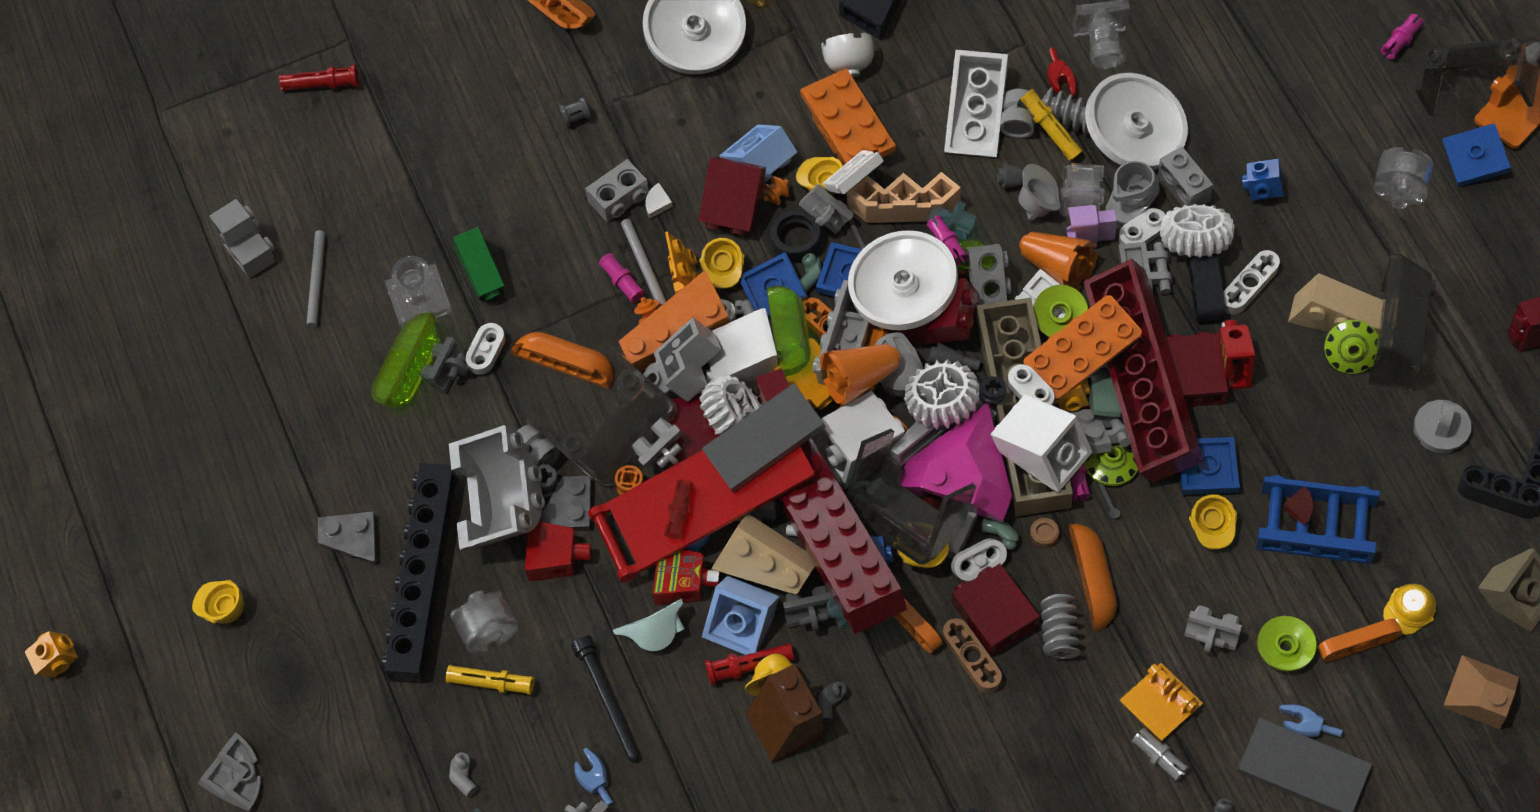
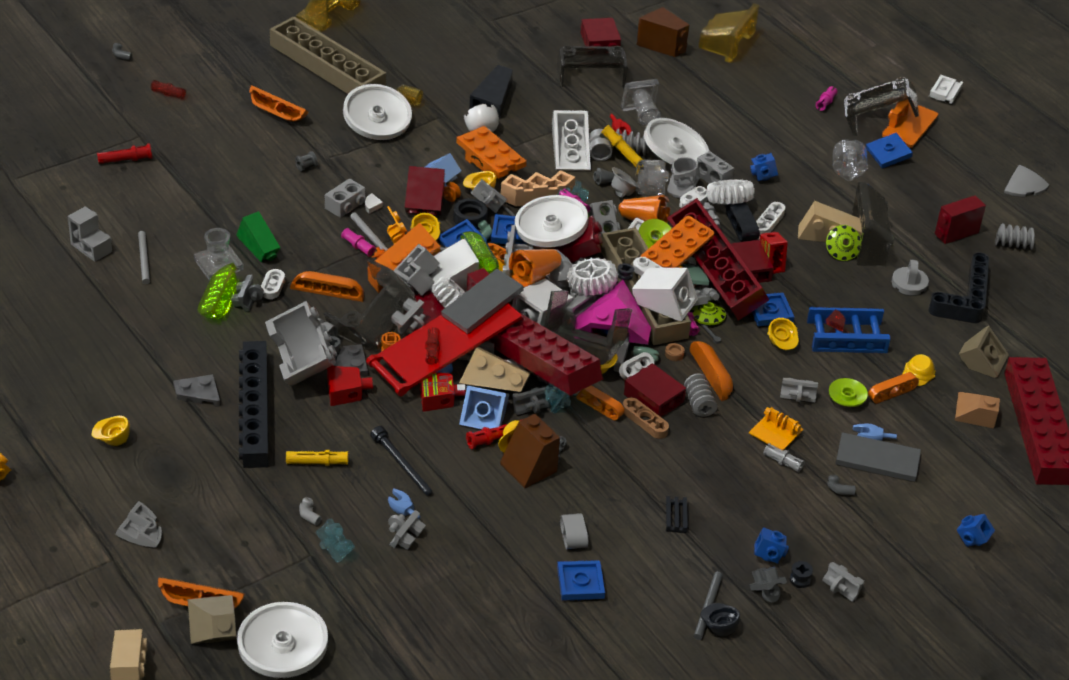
camera: 20 degrees left, 20 degrees down
(484, 621) = (308, 421): clear brick -> none
(656, 630) = (427, 419): light aqua hat -> none
(853, 171) = (505, 170): white plate -> none
(1091, 224) = (661, 187): lavender piece -> none

